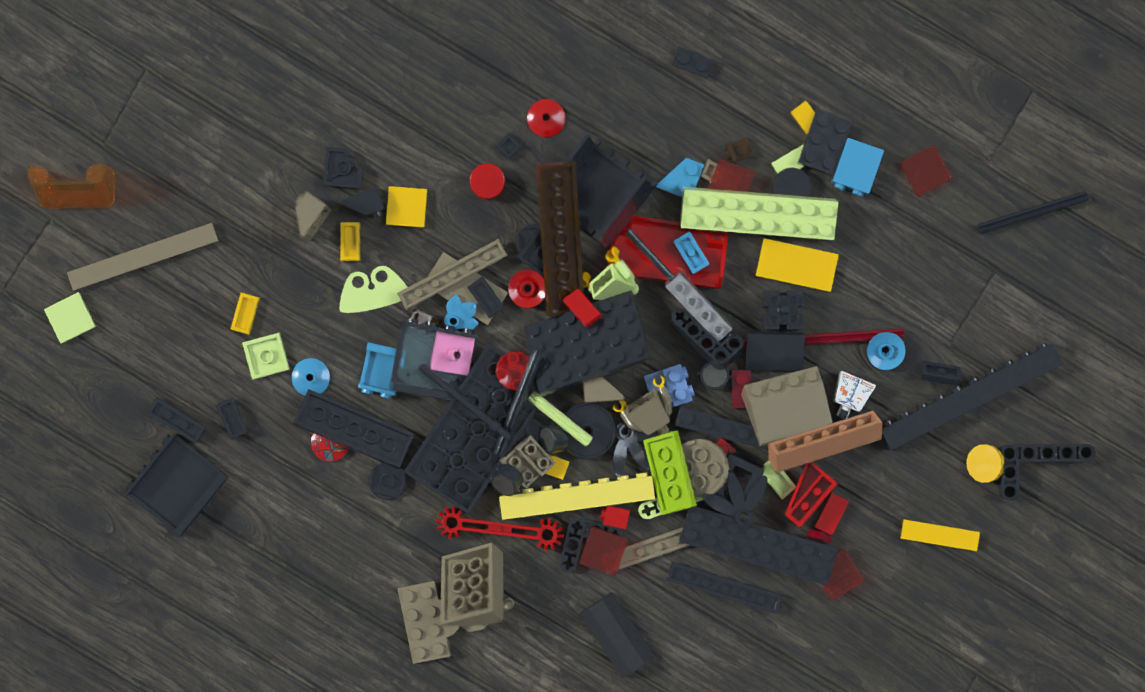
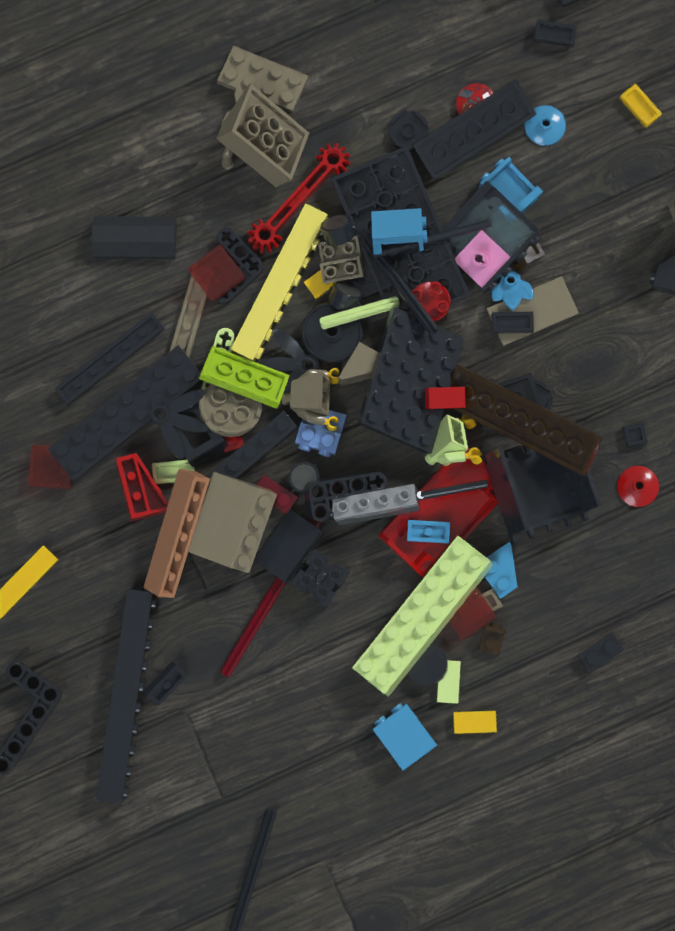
camera: 130 degrees right, 5 degrees down
(266, 356) = (590, 99): yellowish green tile -> none
(349, 241) = (643, 238): yellow tile -> none
(364, 299) = (575, 236): yellowish green piece -> none
(406, 207) = (641, 308): yellow tile -> none
(452, 274) = (553, 307): dark tan tile -> none
(476, 432) = (398, 227): none -> dark azure panel
(487, 181) = (615, 394): red head -> none
(518, 293) = (496, 354): red dish -> none
(615, 516) = (238, 305): red brick -> none
(797, 265) = (352, 620): yellow tile -> none
(819, 536) = (97, 472): dark red tile -> none
(824, 142) = (446, 722): black plate -> none
(831, 514) = (108, 498): red tile -> none
(851, 393) = (202, 589): white torso -> none
(892, 357) = (210, 645): dark azure dish -> none
(925, 171) = (358, 798): clear red tile -> none
(985, 463) = (56, 666): yellow tile -> none

